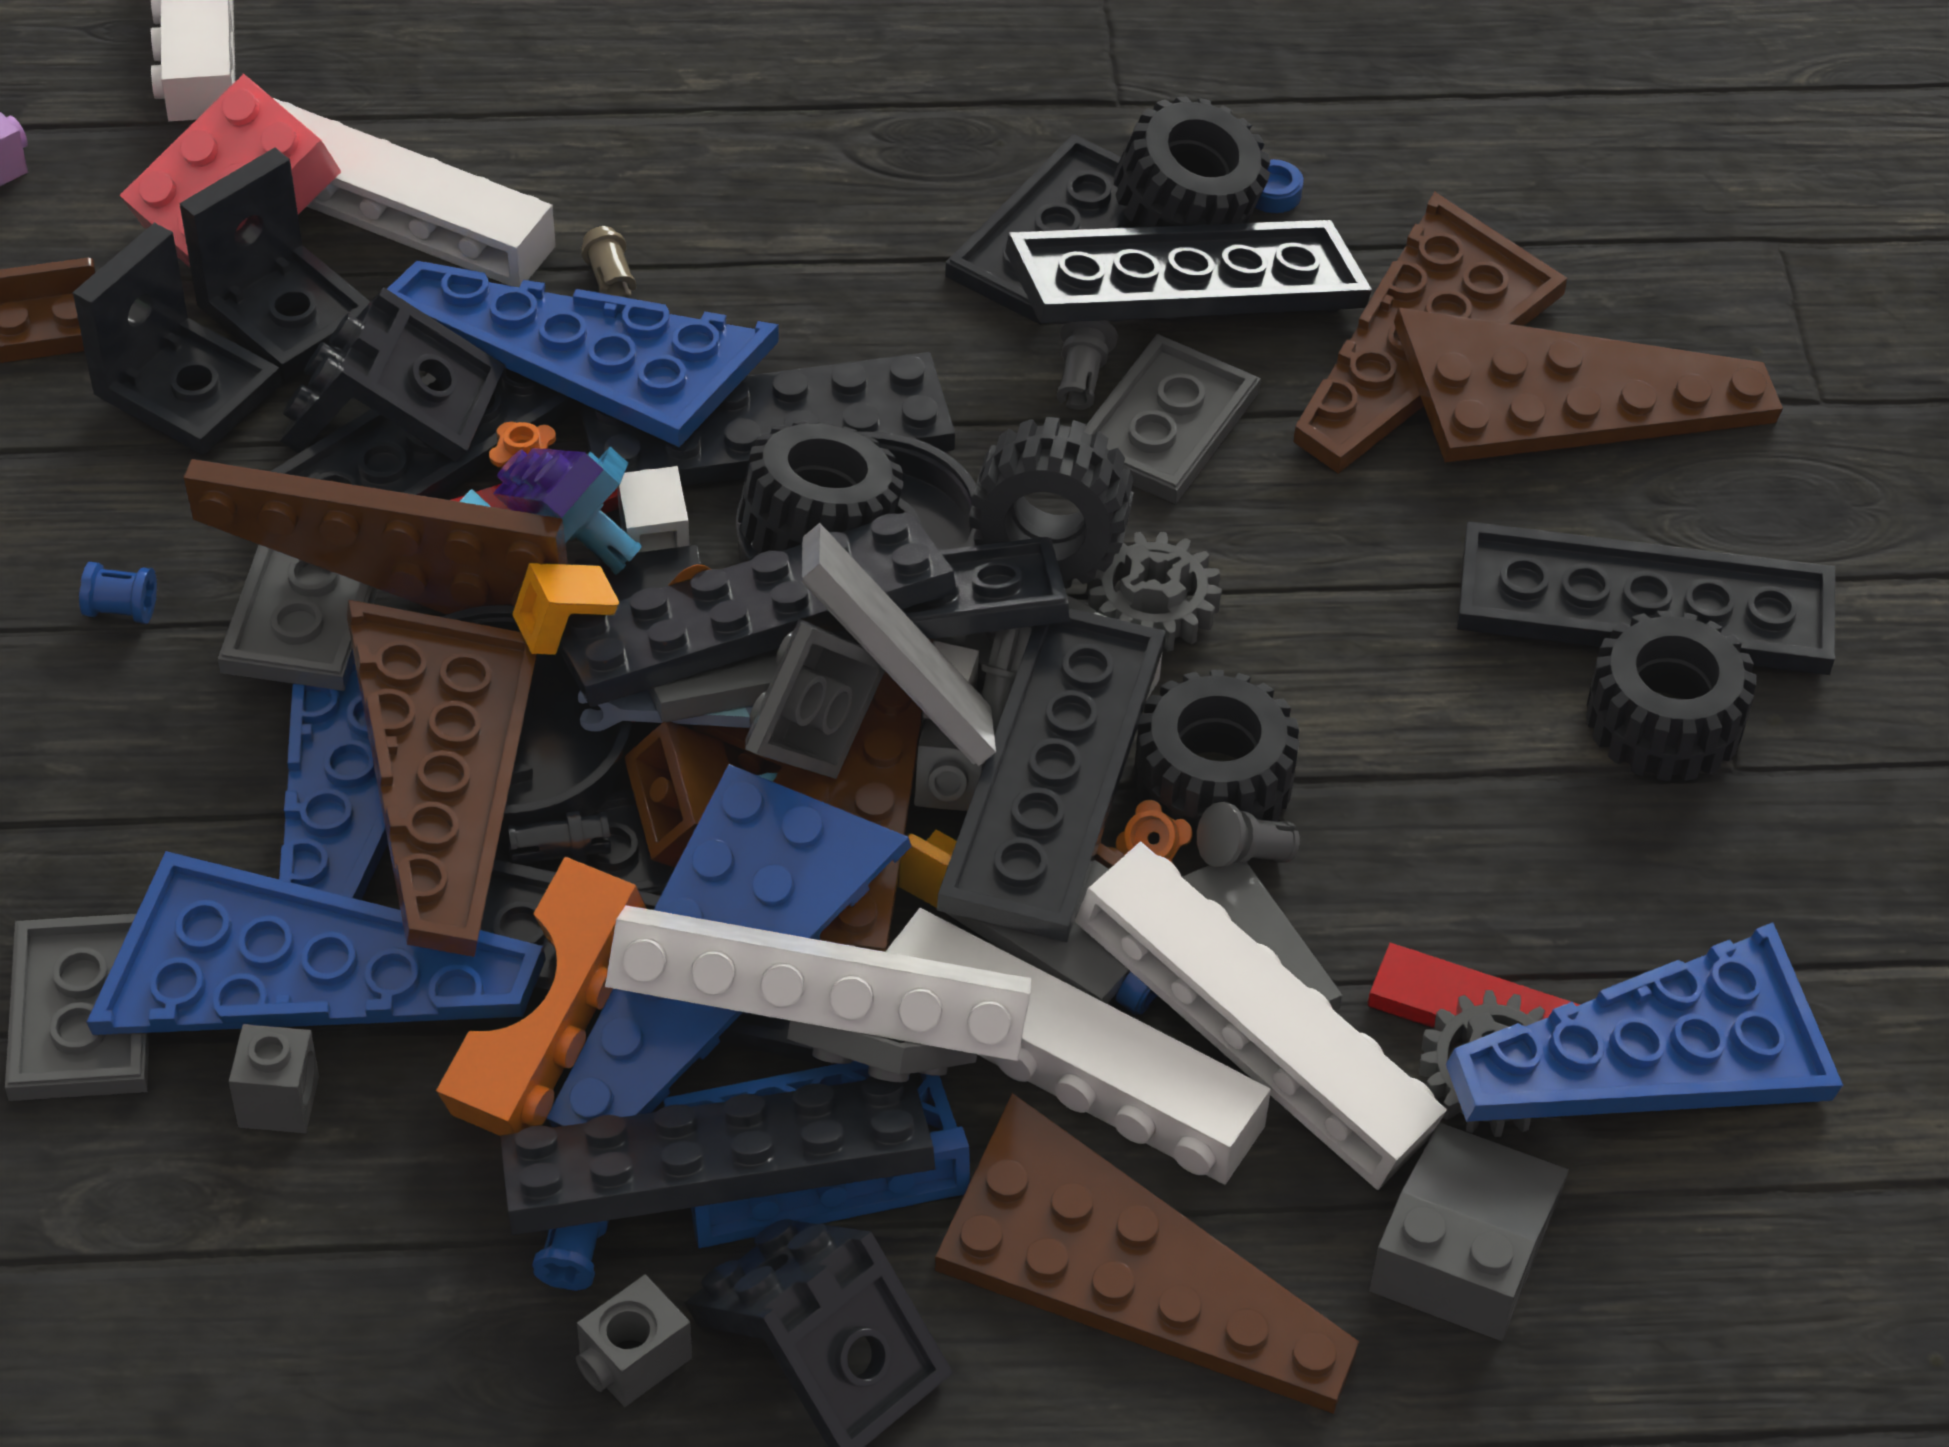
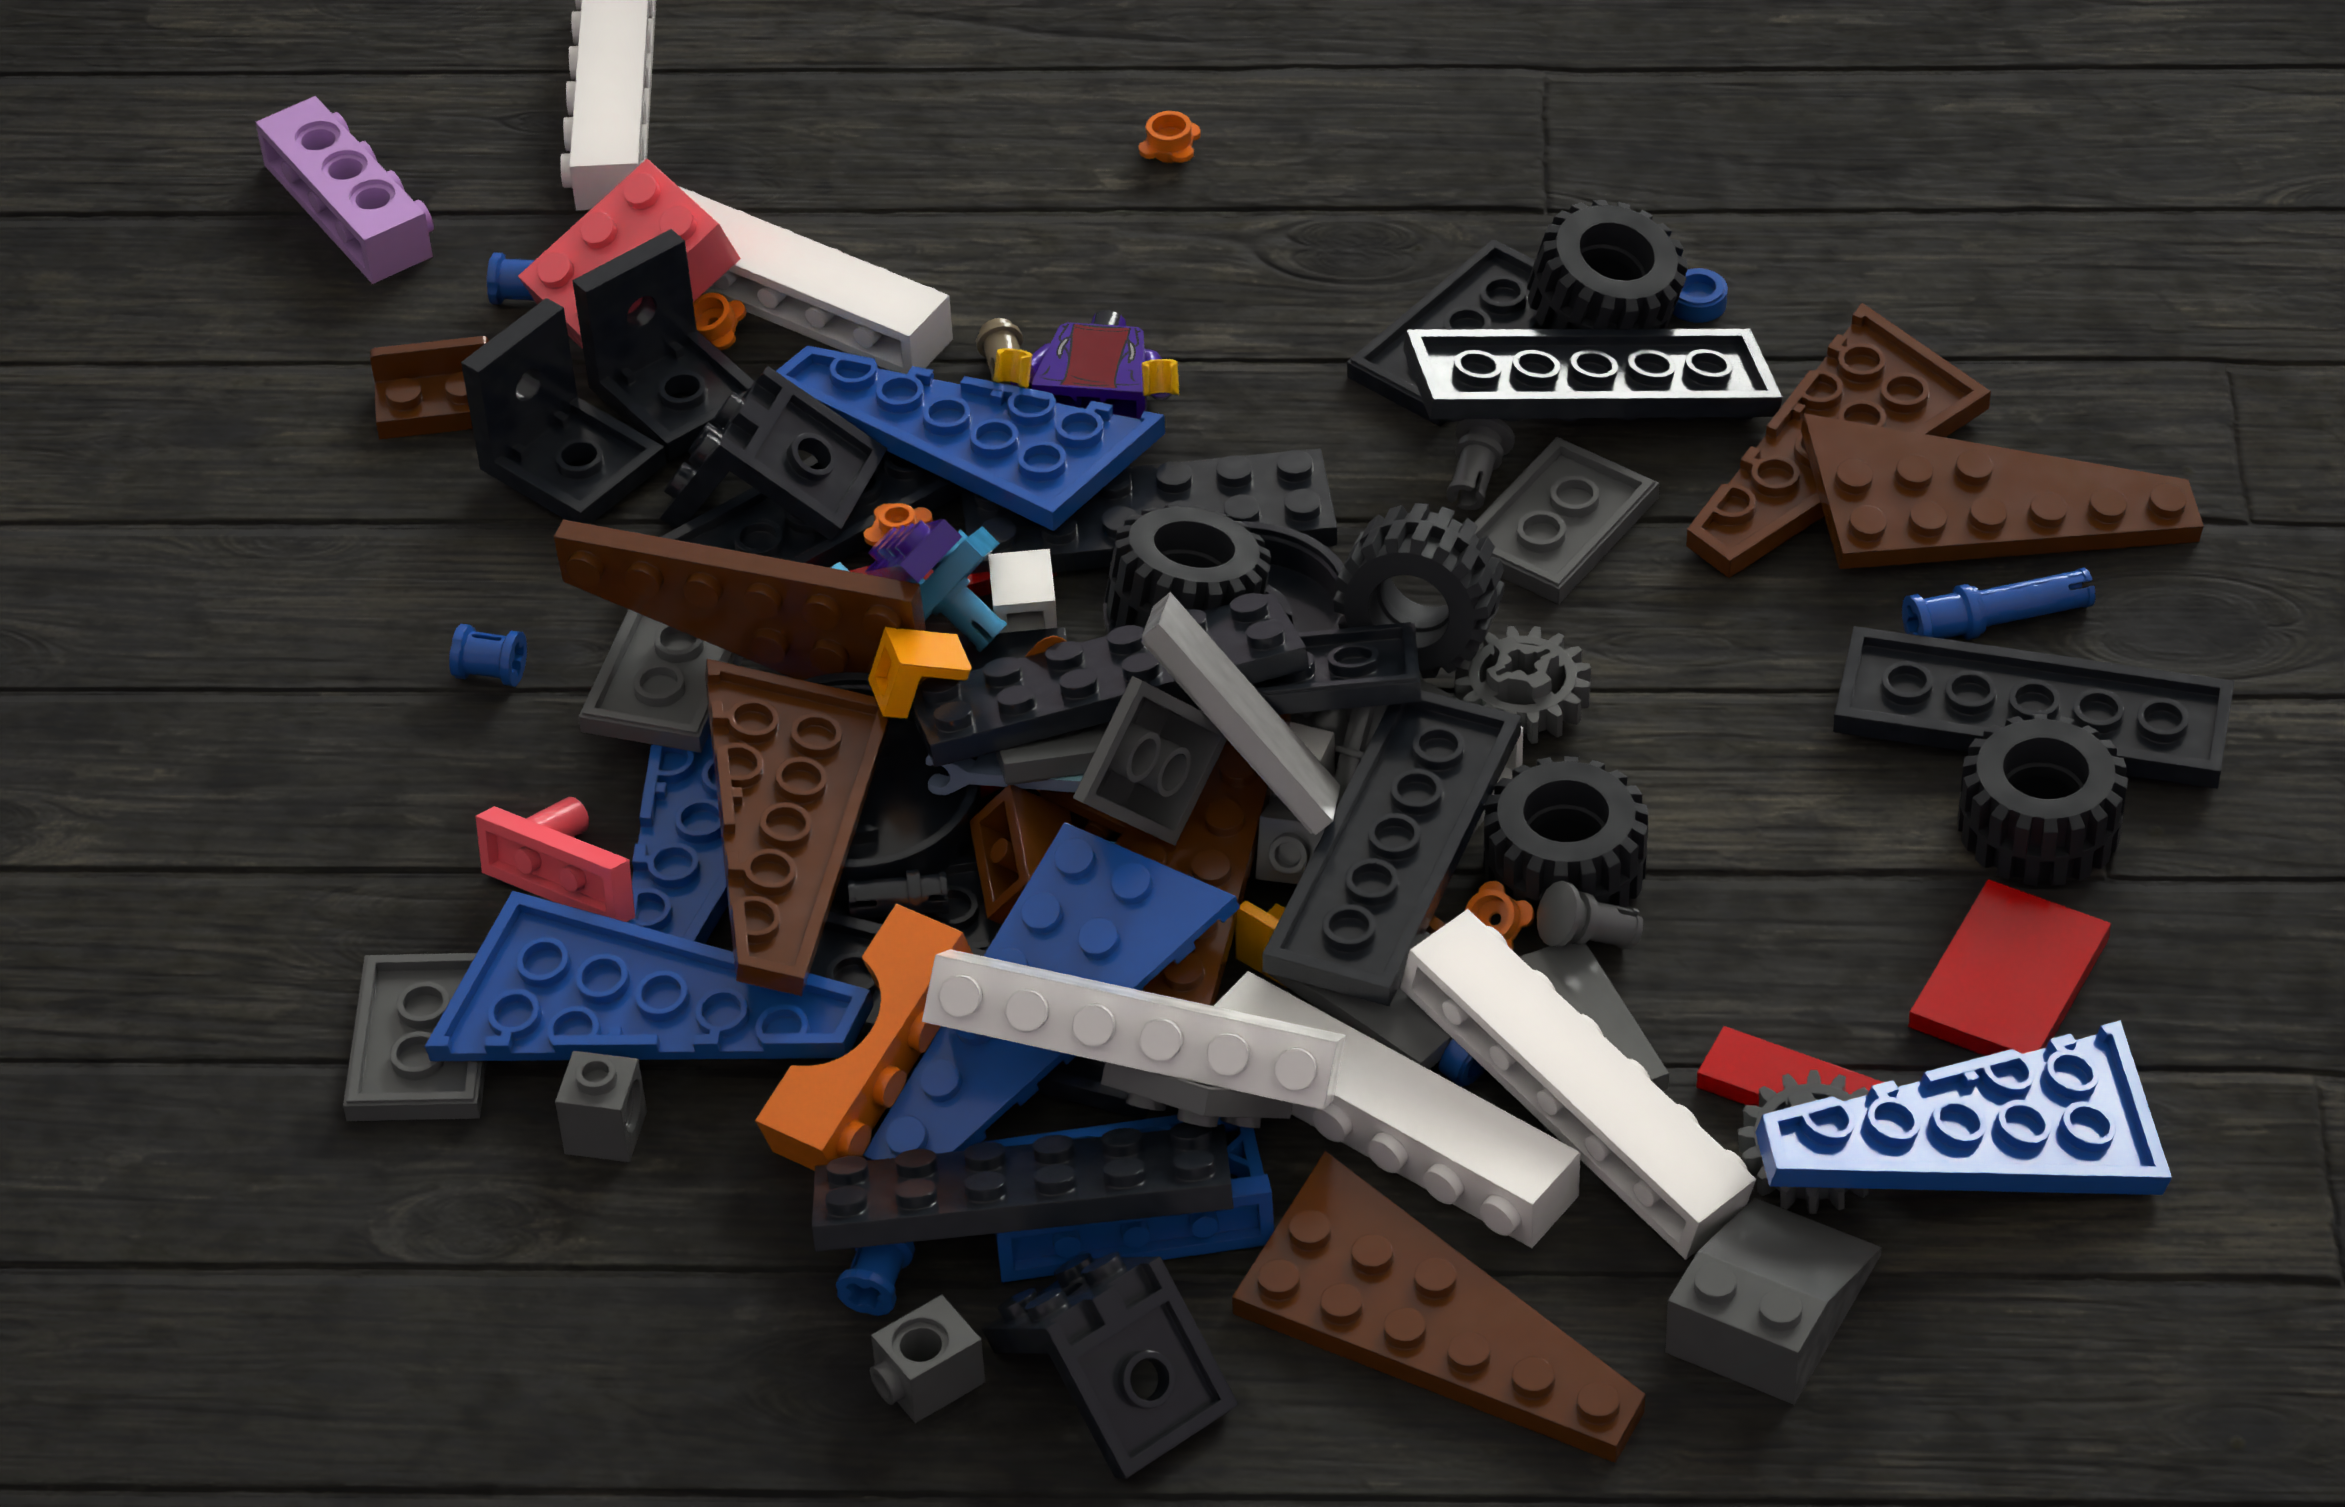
camera: 10 degrees right, 5 degrees down
(104, 194) = (504, 280): none -> blue bush
(195, 815) = (551, 863): none -> coral piece
(317, 222) = (718, 318): none -> orange plate
(702, 273) = (1093, 363): none -> torso
(749, 37) = (1169, 137): none -> orange plate
(1575, 501) = (1972, 610): none -> blue pin
(1657, 875) = (2009, 973): none -> red tile

